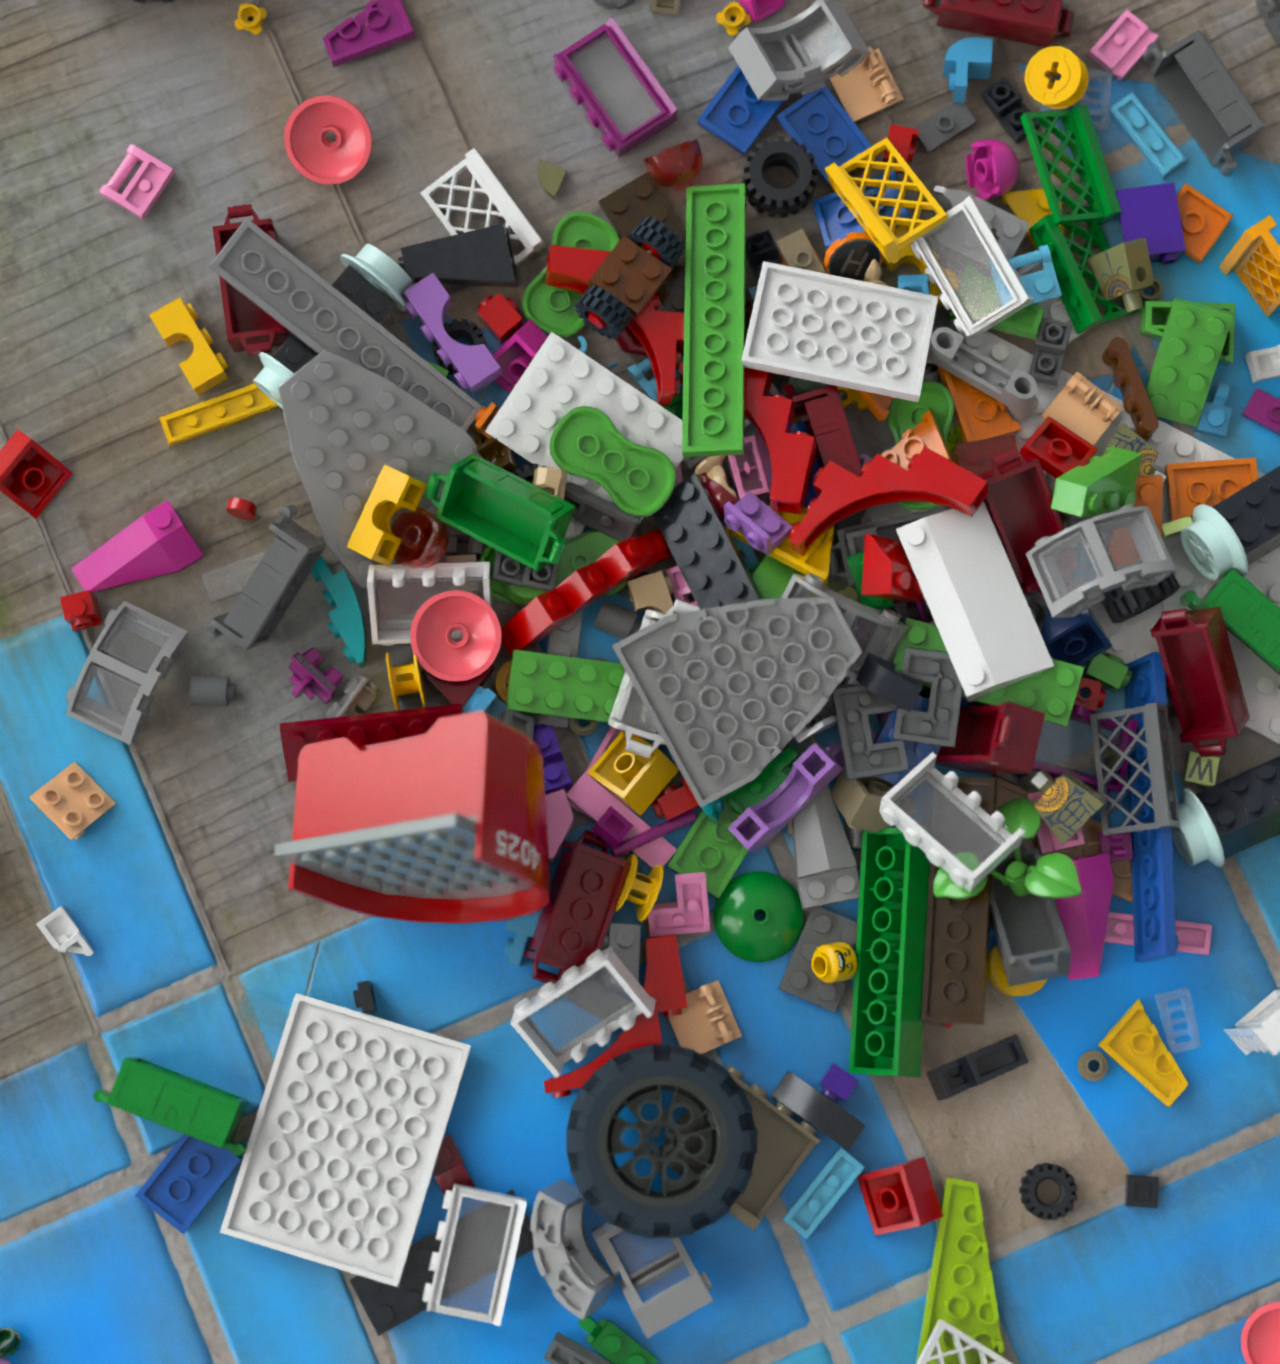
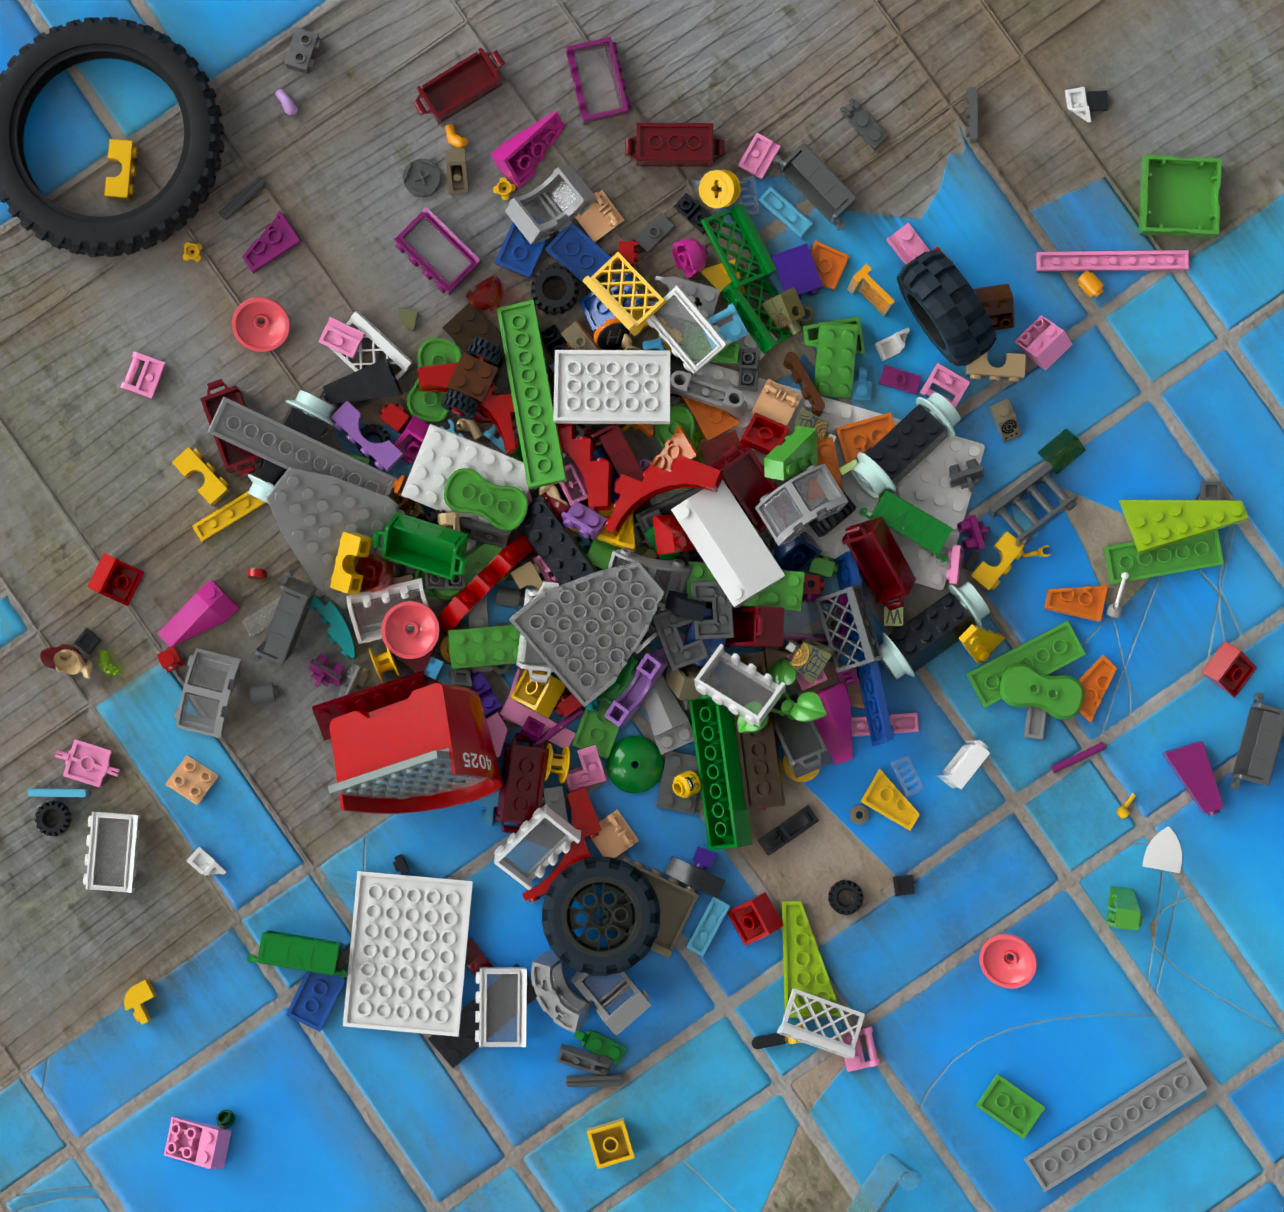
camera: 15 degrees left, 5 degrees up
(445, 183) = (341, 337): none -> bright pink plate
(609, 353) = (470, 426): none -> tan arm
(967, 60) = (658, 187): dark azure brick -> none

